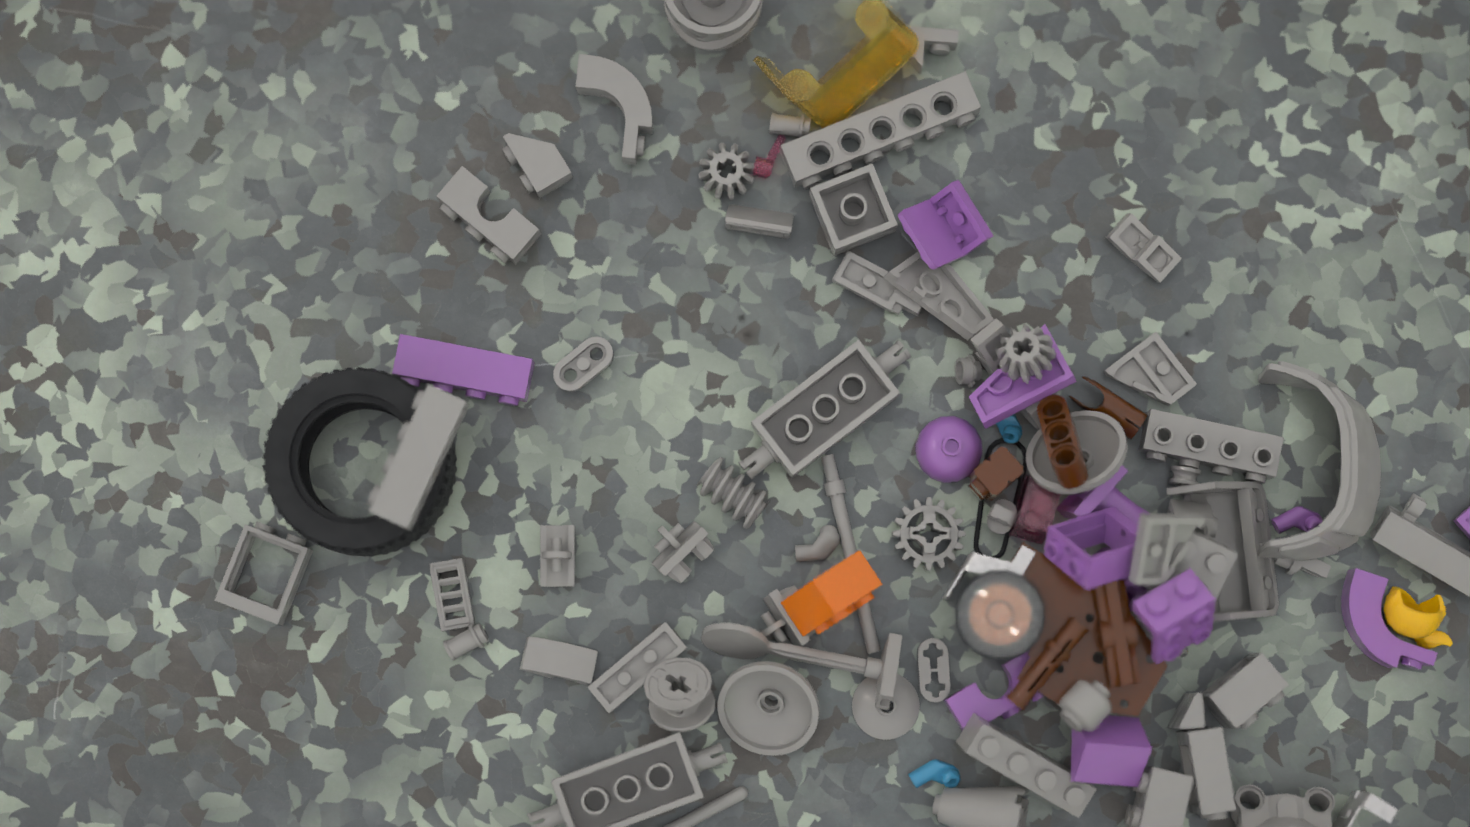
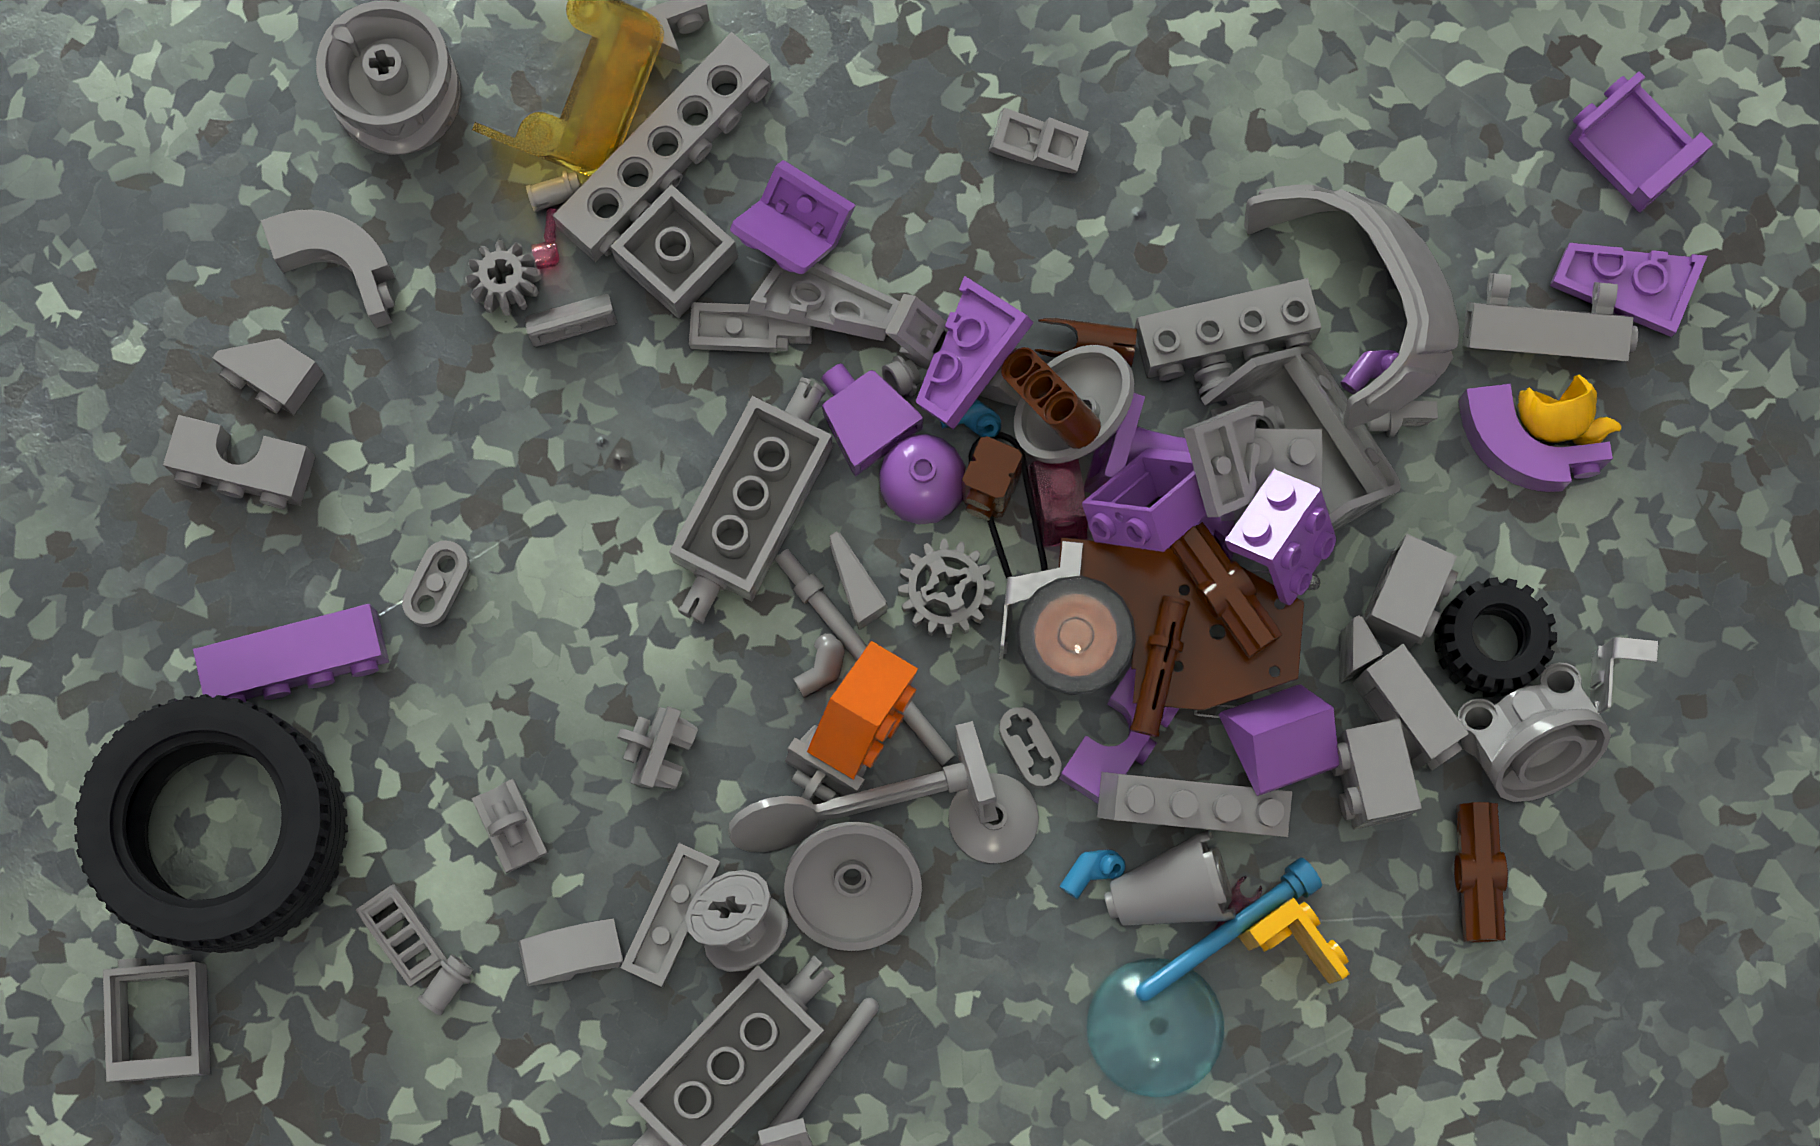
camera: 25 degrees left, 5 degrees down
(419, 456) = (274, 777): light grey brick -> none
(733, 493) = (689, 650): light grey piece -> none
(869, 508) = (861, 592): none -> light grey slope
(930, 387) = (866, 416): none -> medium lavender torso
(1001, 516) = (1023, 526): light grey piece -> none
(1026, 353) = (958, 316): light grey gear -> none
(1085, 705) = (1229, 693): light grey head -> none
(1152, 371) = (1118, 276): light grey wing -> none
(1317, 757) = (1524, 616): none -> black tyre

